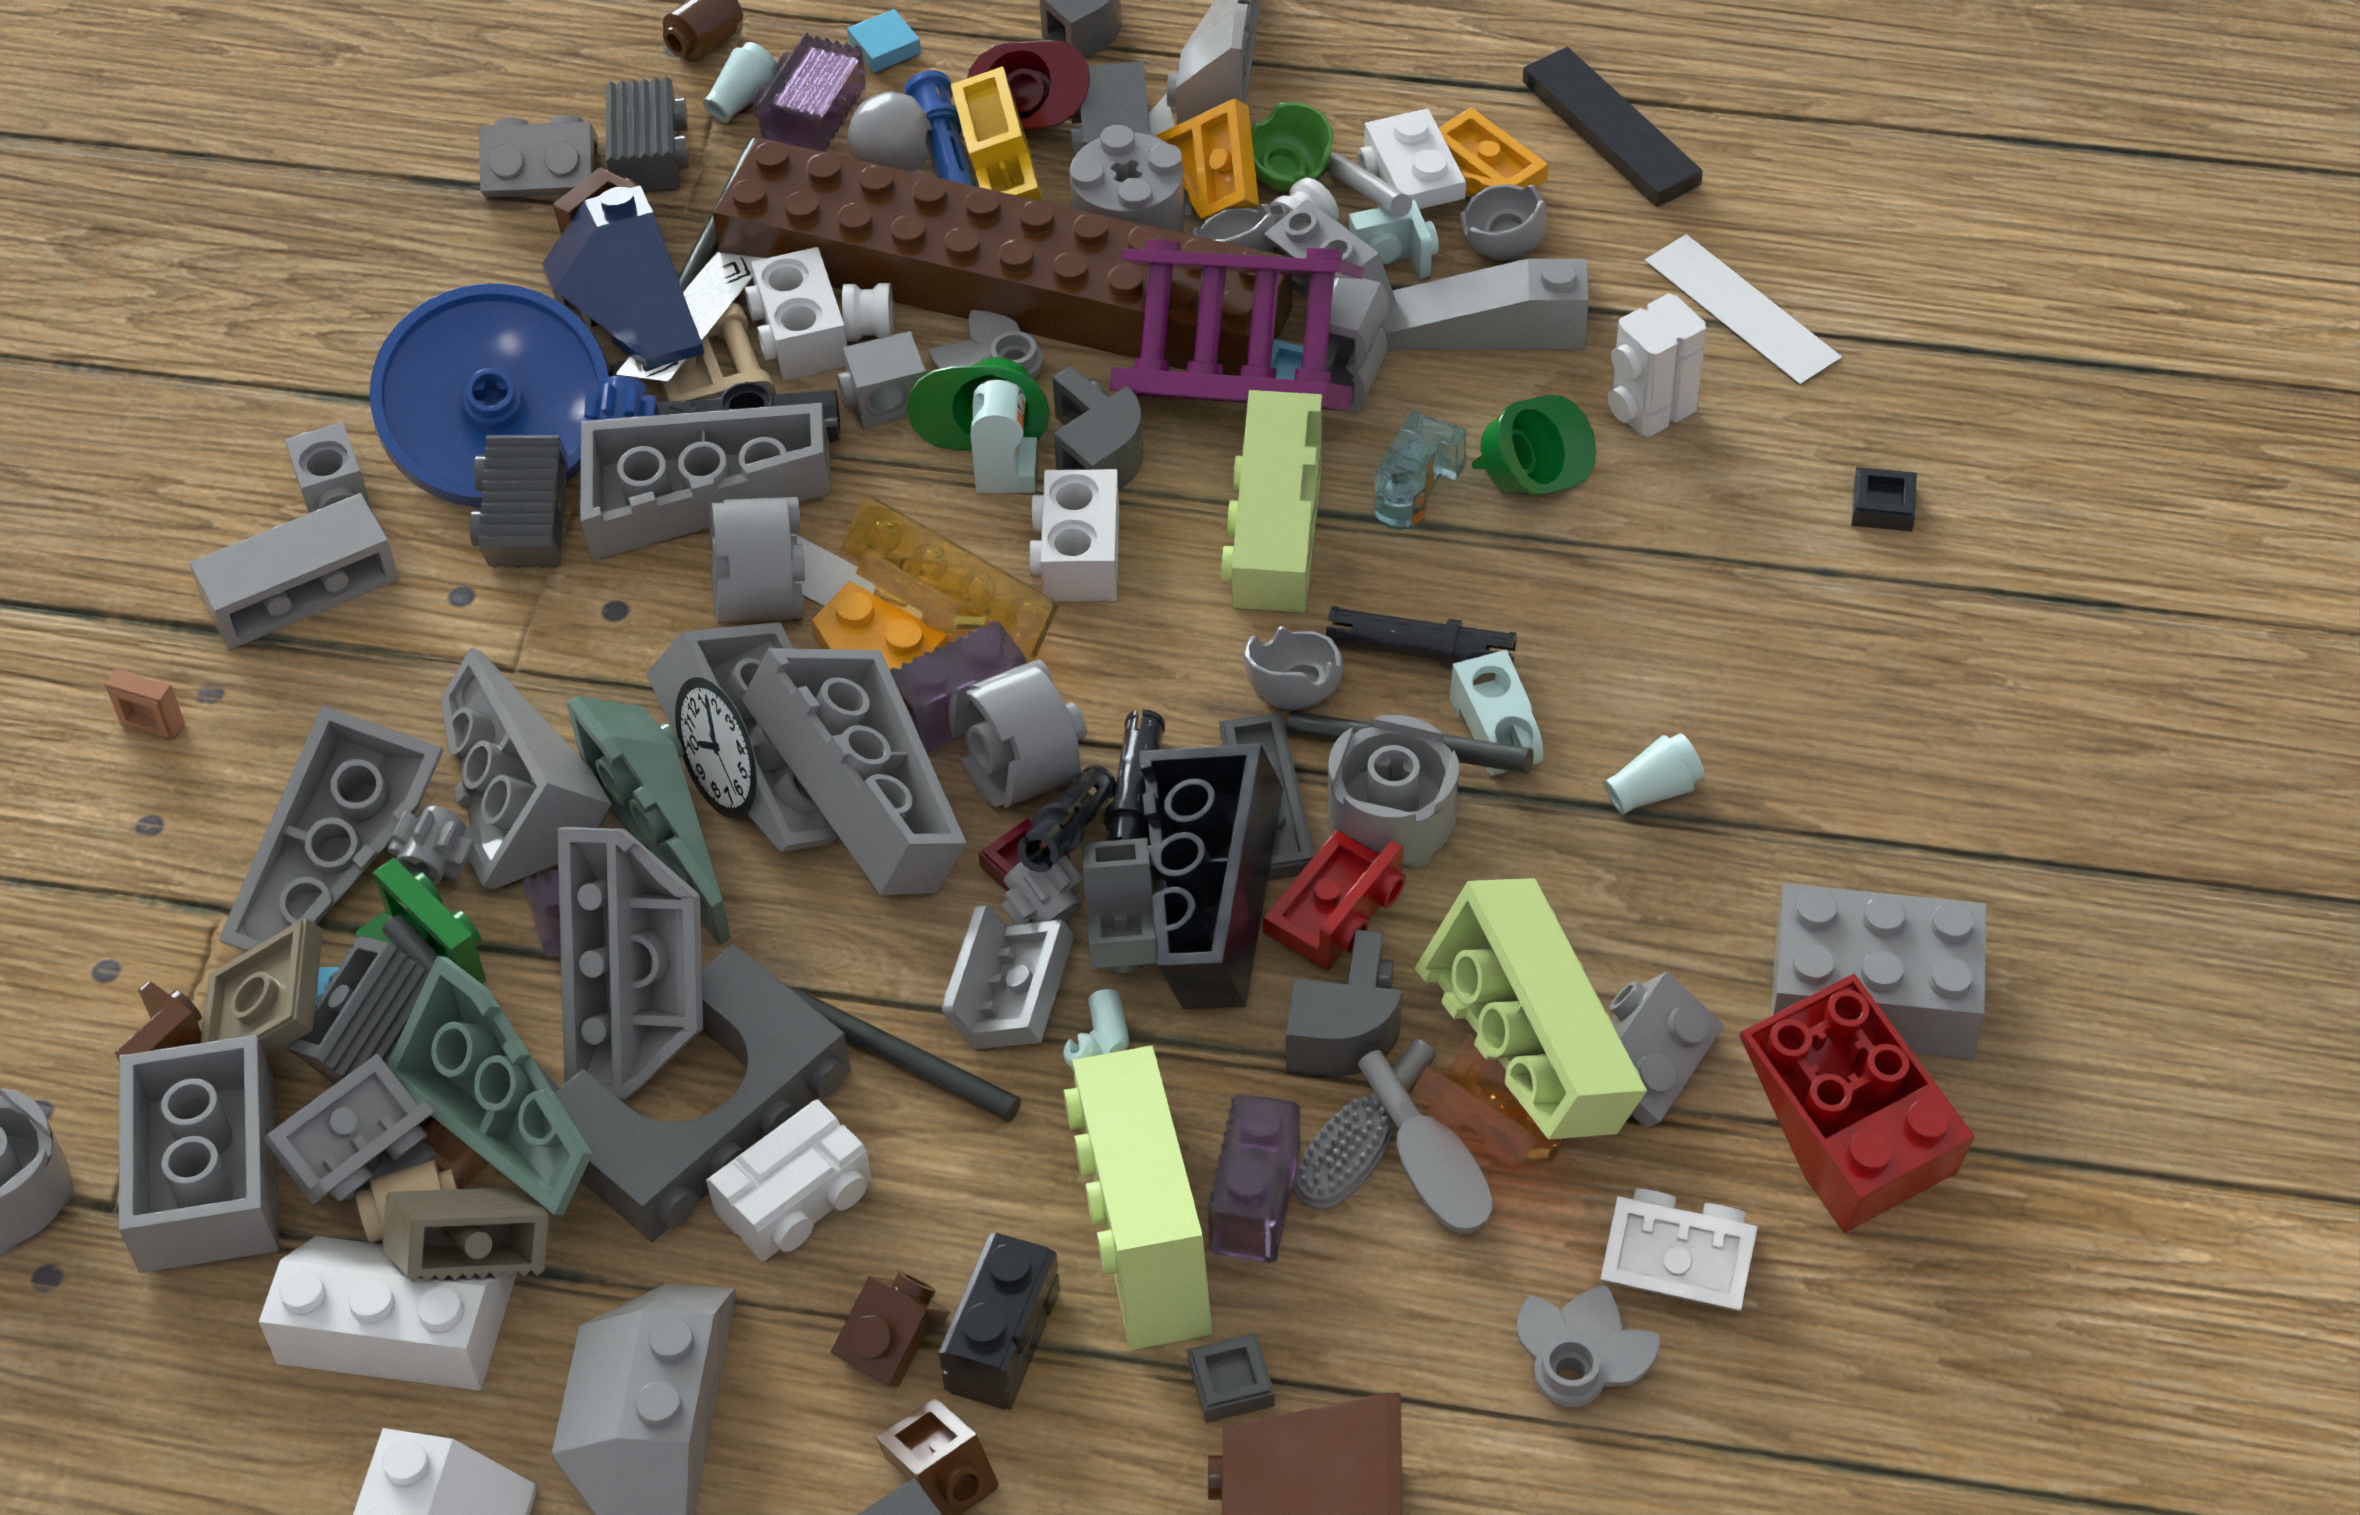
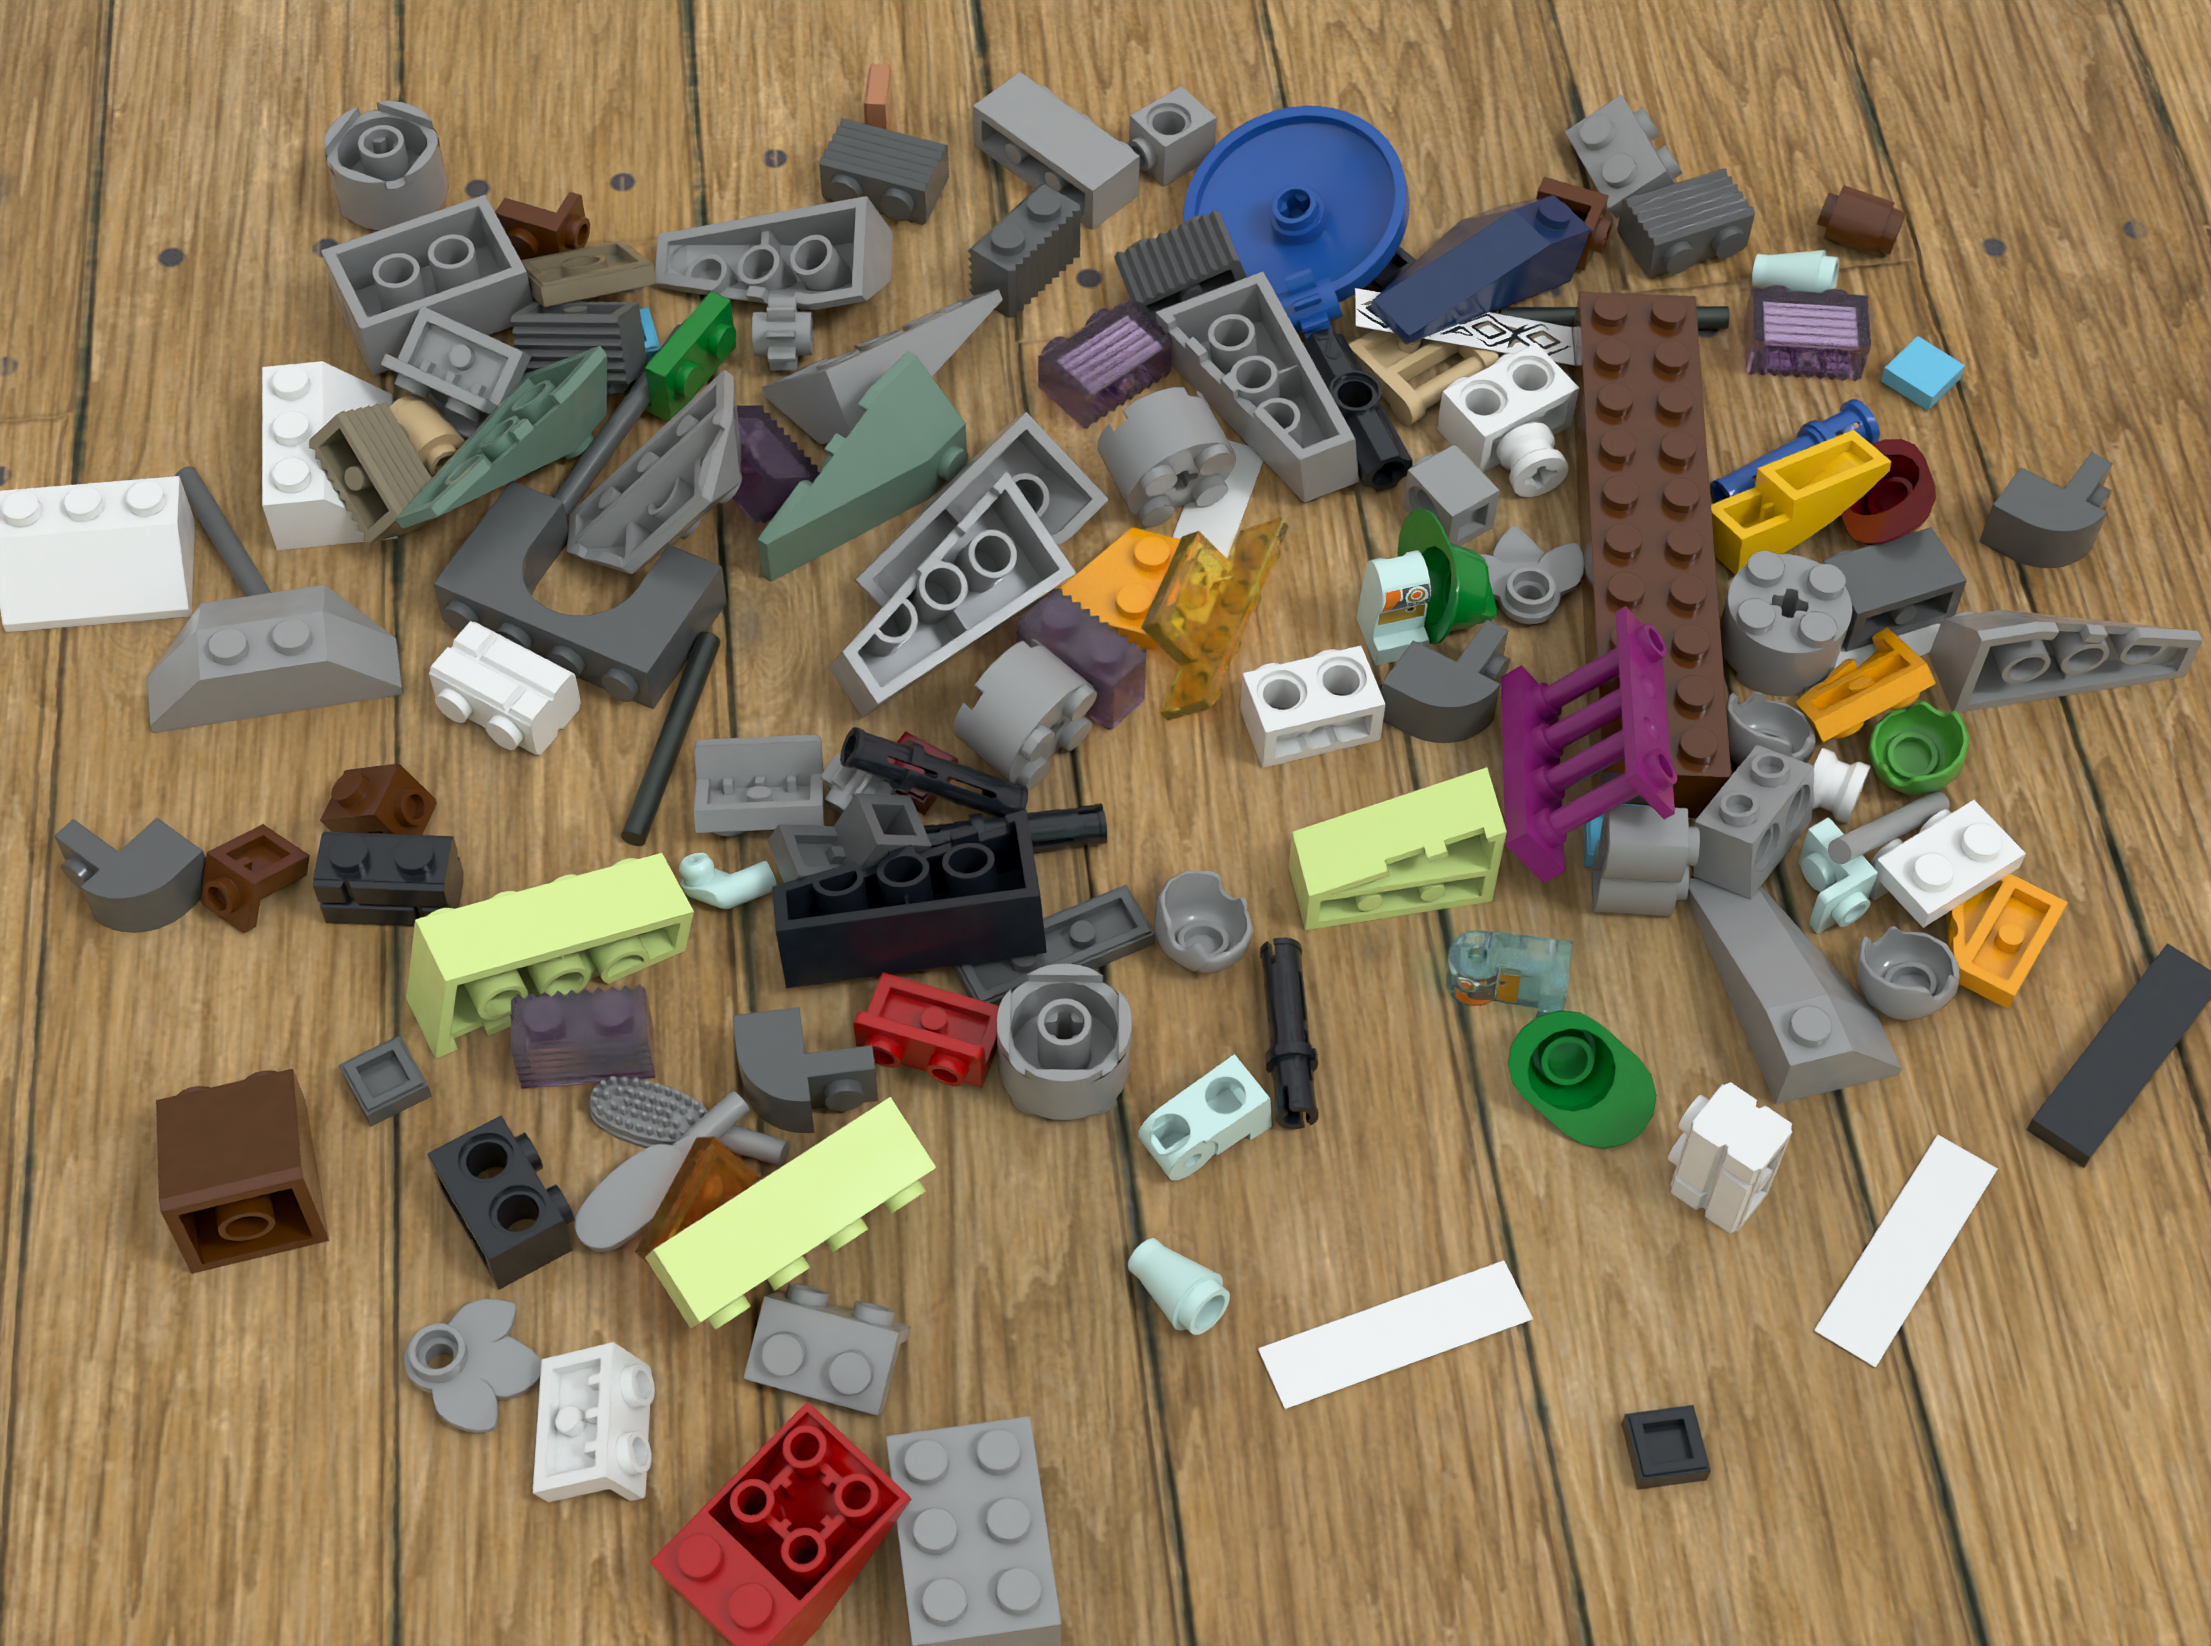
camera: 70 degrees right, 5 degrees up
(244, 719) = (891, 168): none -> dark grey brick
(419, 618) = (1026, 249): none -> dark grey brick
(464, 1429) = (222, 534): none -> dark grey bar
(596, 593) = (1104, 362): none -> brick
(716, 747) = (931, 485): sticker -> none
(890, 131) = (1773, 403): light grey hair -> none
(1423, 1298) = (493, 1204): none -> black brick
(1467, 750) = (1139, 1066): pearl dark grey bar -> none
(1731, 650) = (1394, 1334): none -> white sticker

